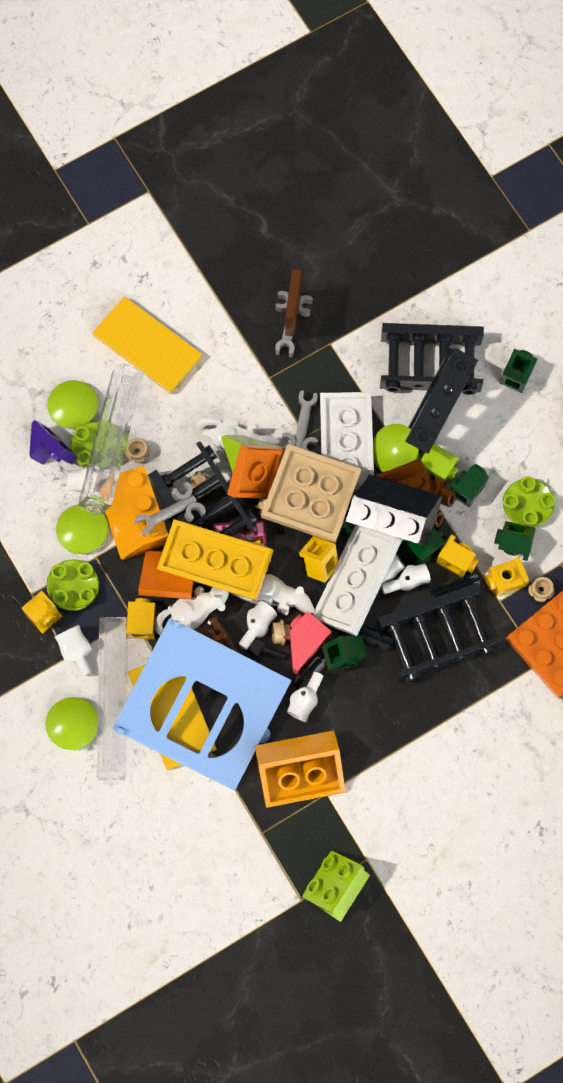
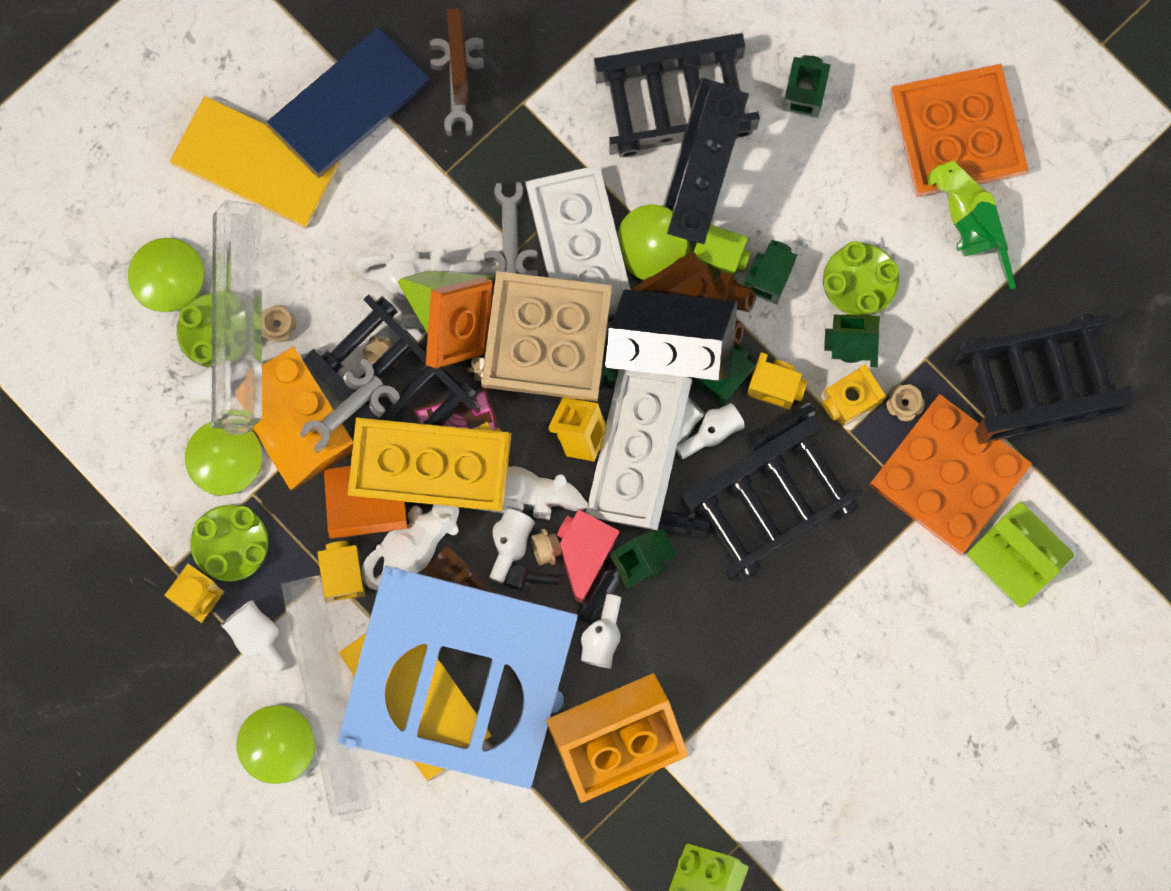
camera: 15 degrees left, 5 degrees up
(47, 444) = (143, 343): dark purple slope -> none
(216, 319) = (348, 102): none -> dark blue tile

